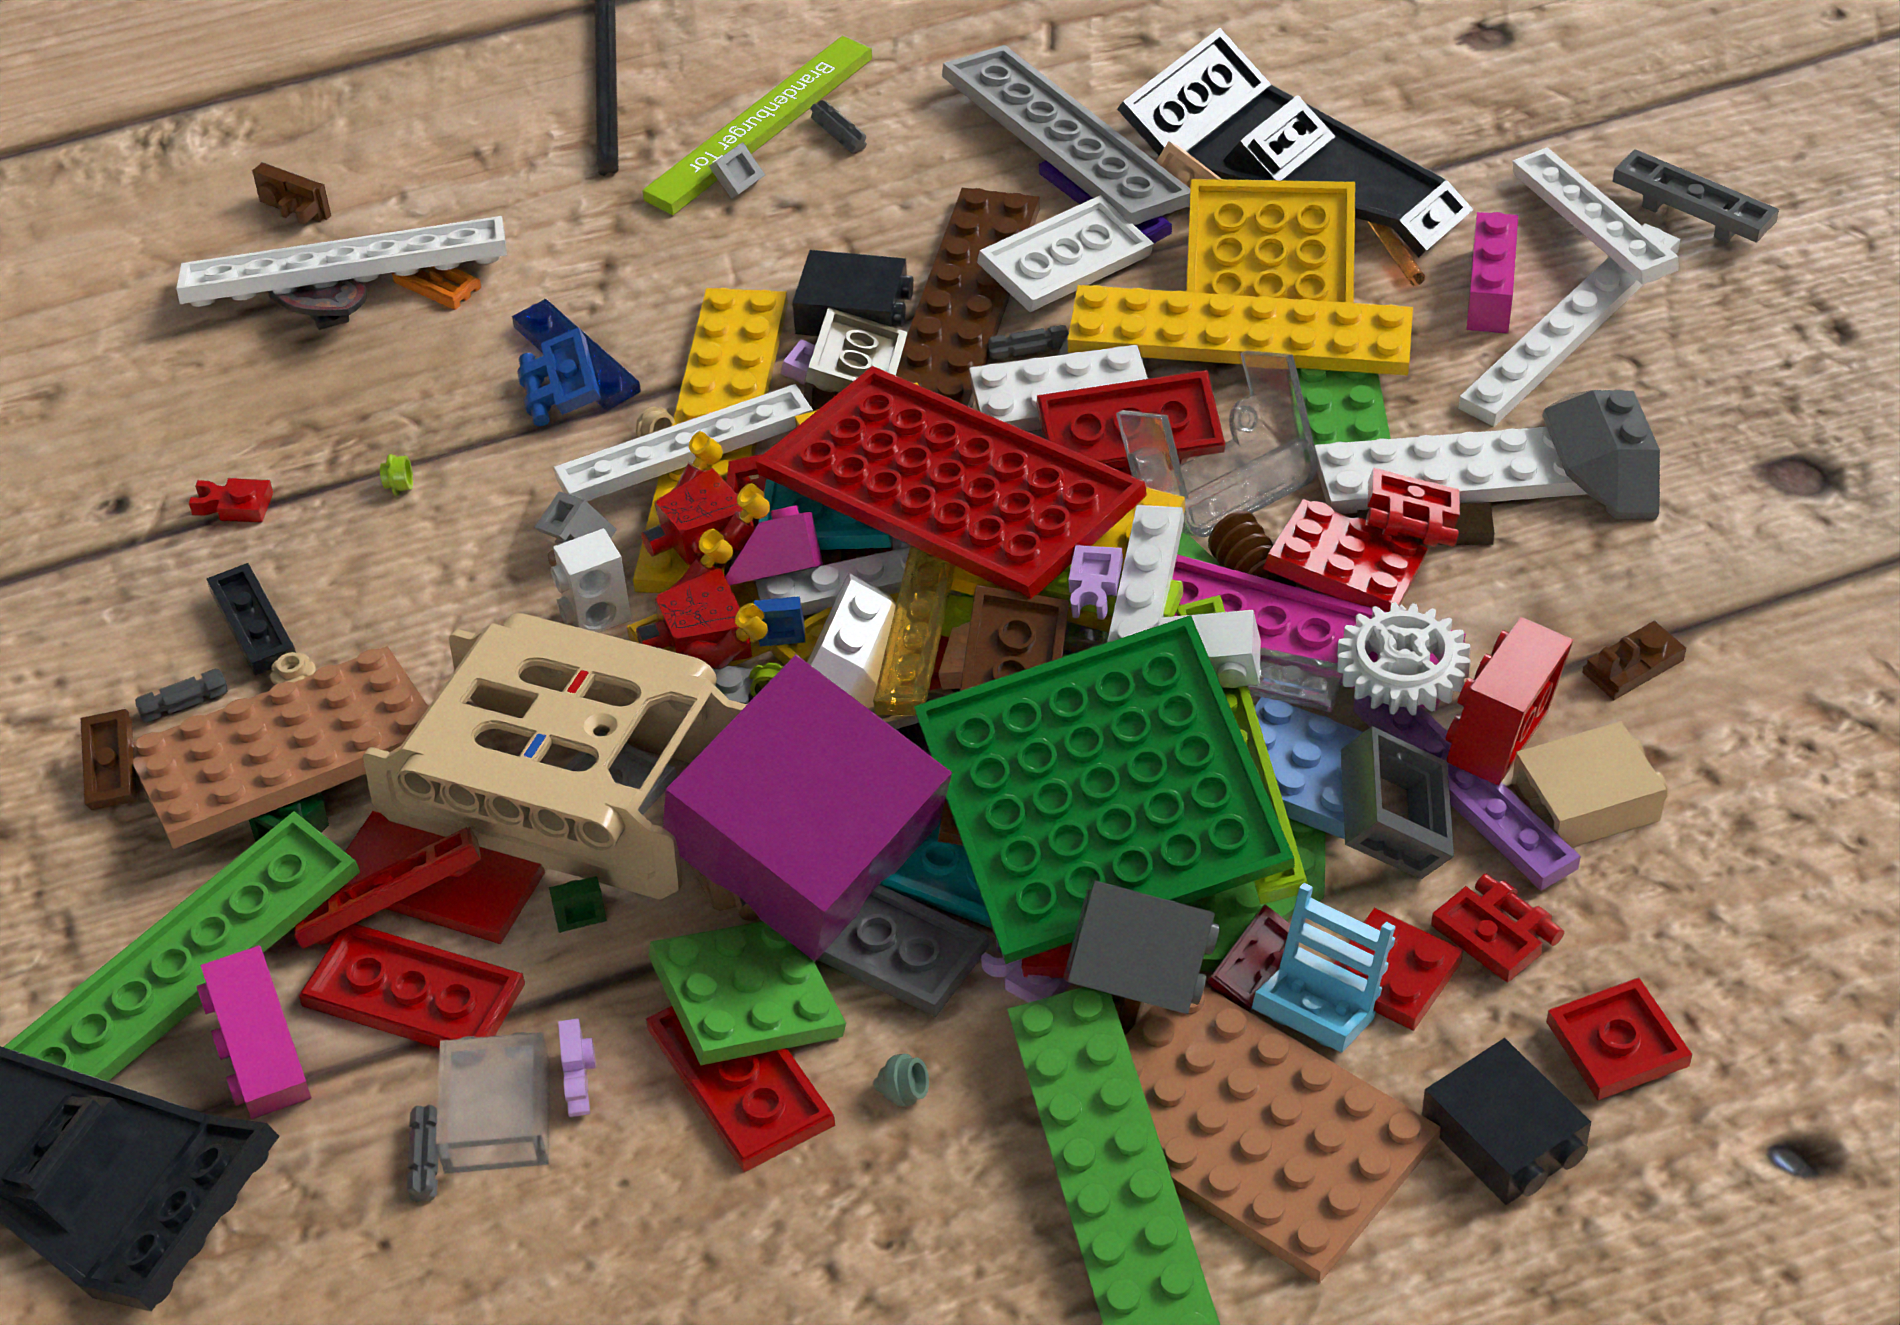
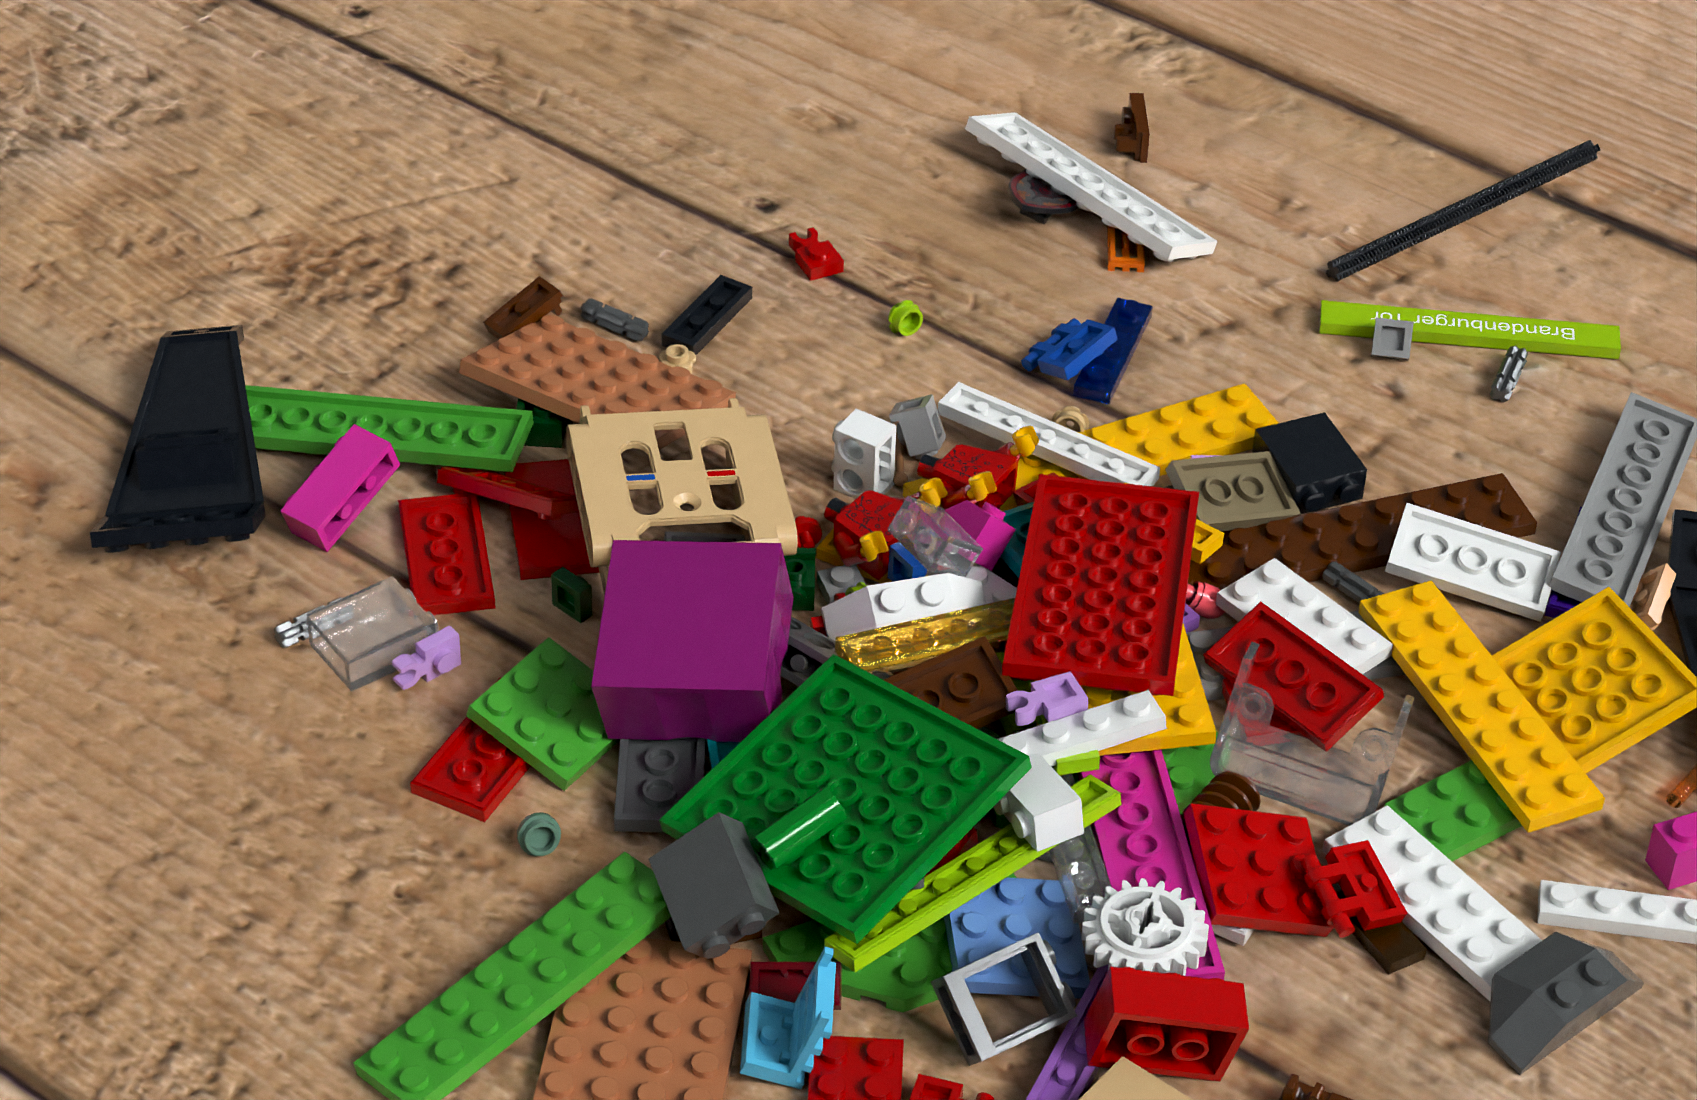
camera: 55 degrees right, 5 degrees down
(781, 573) = (934, 538): none -> clear brick
(1138, 835) = (798, 828): none -> green axle

